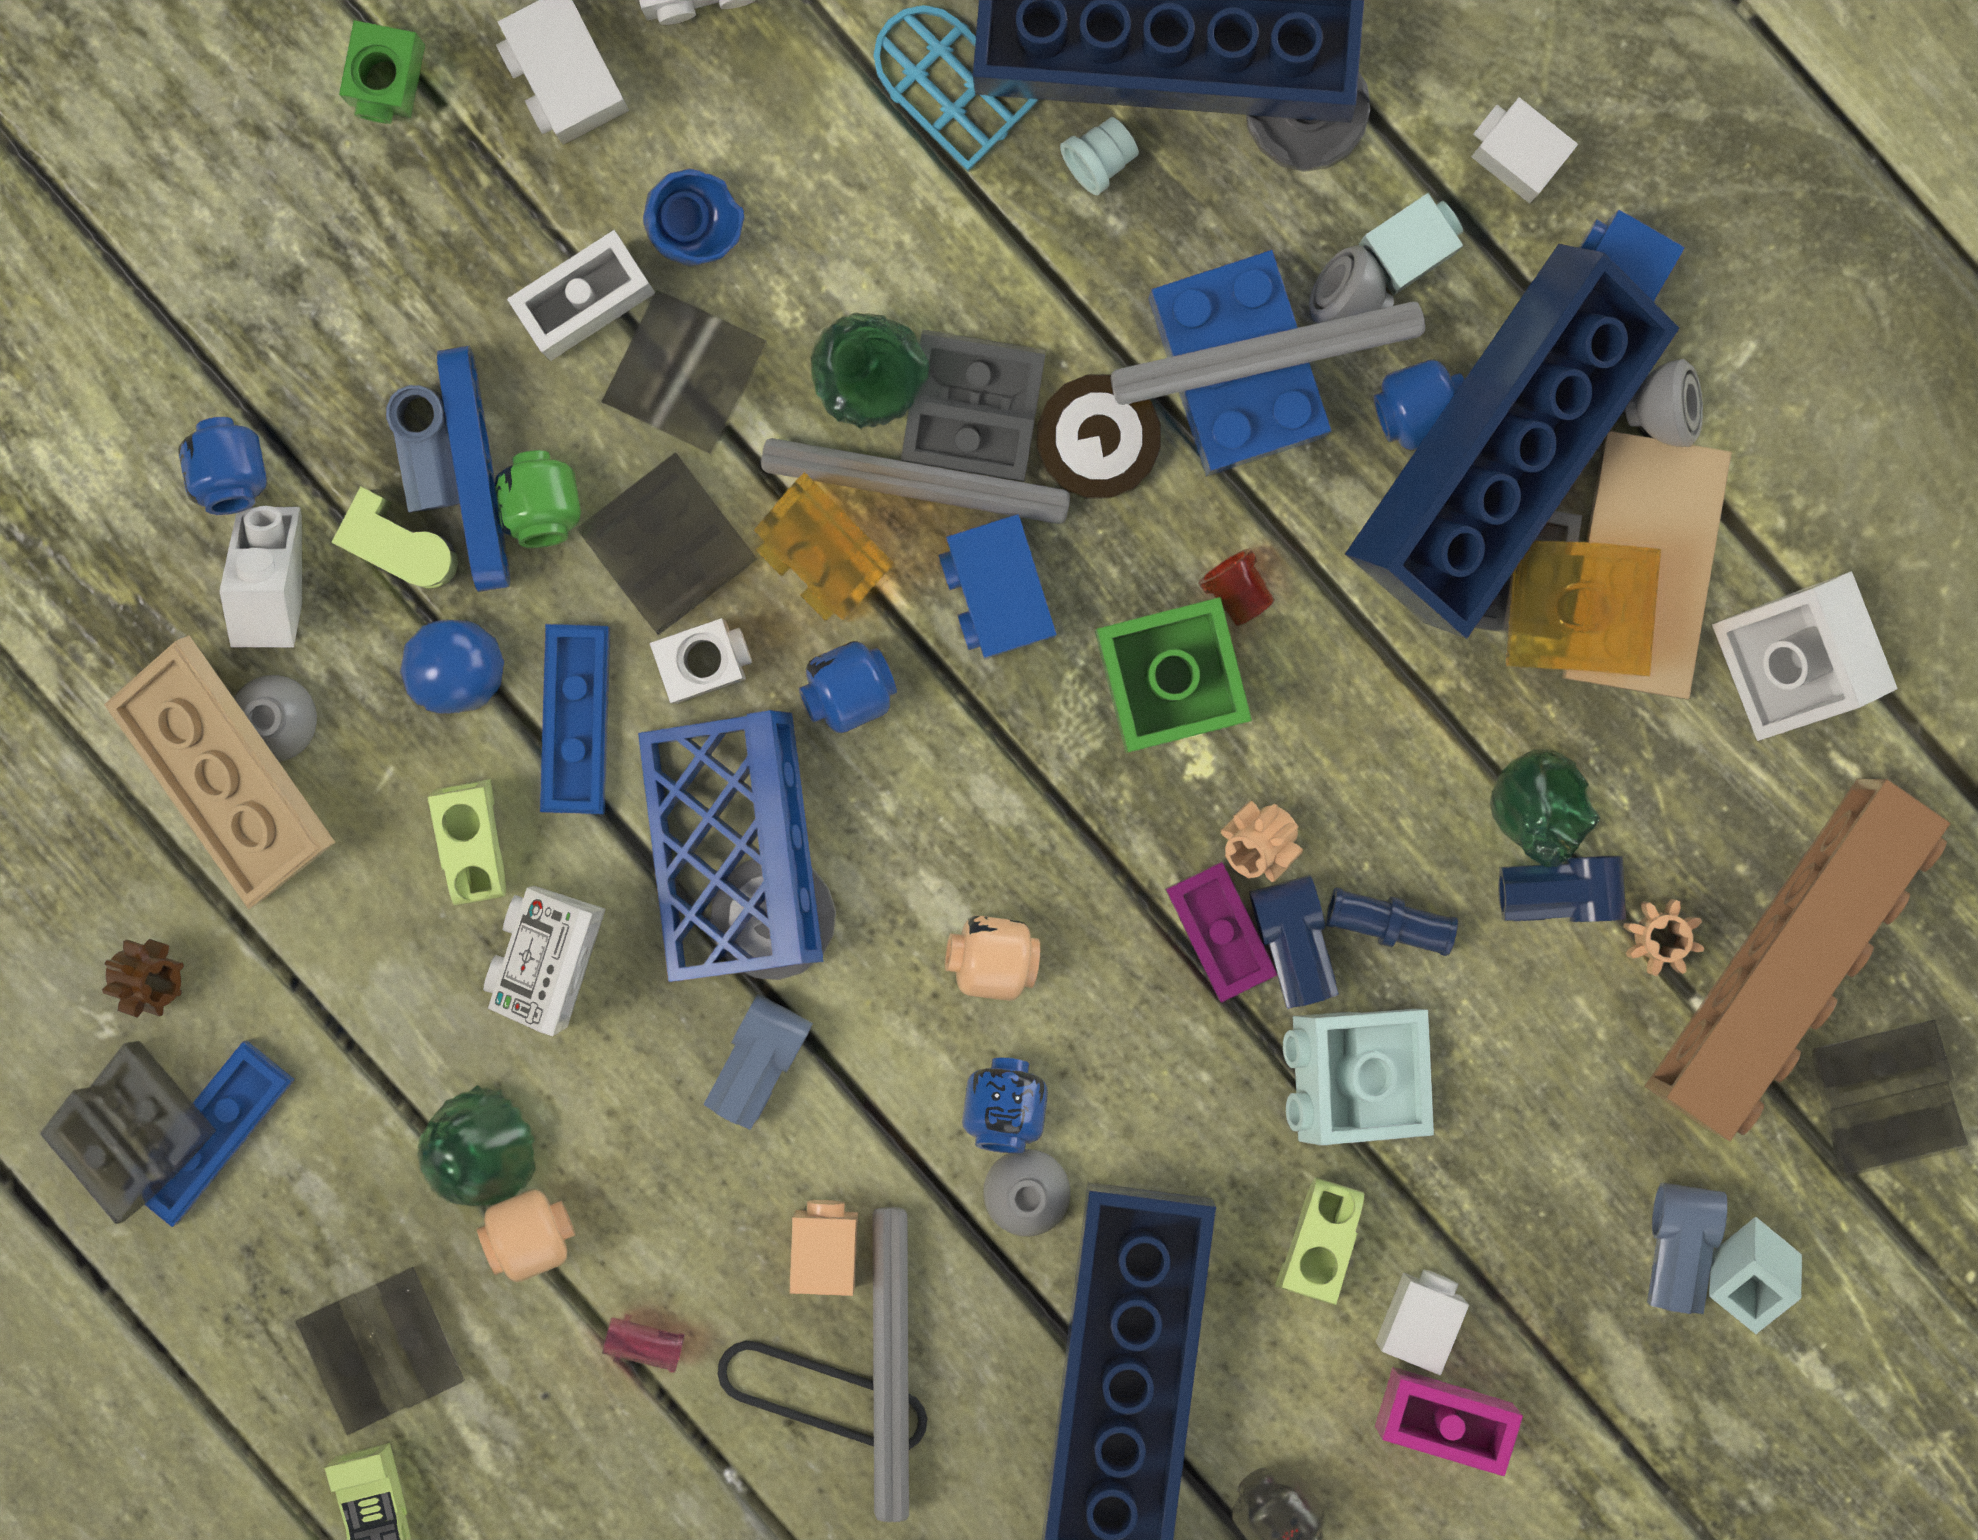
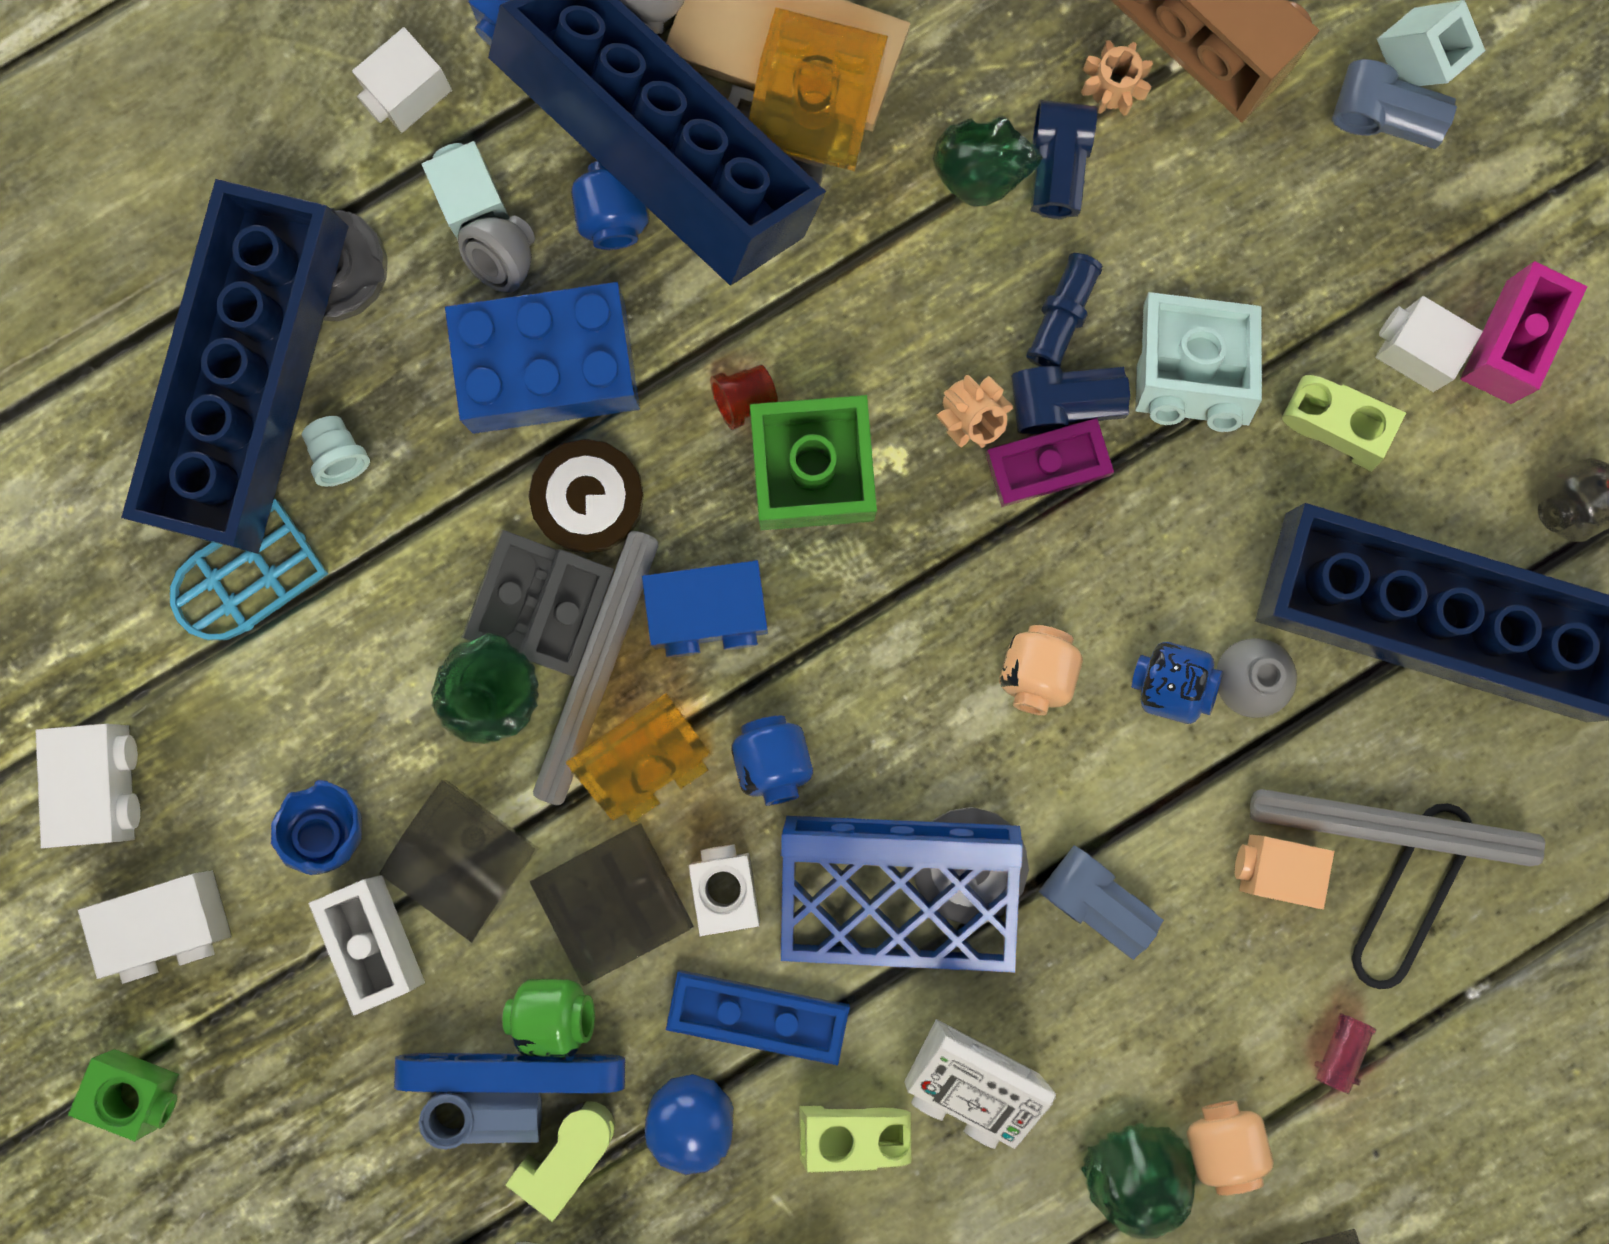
camera: 85 degrees left, 5 degrees down
(1268, 353) = (535, 322): light grey axle -> none

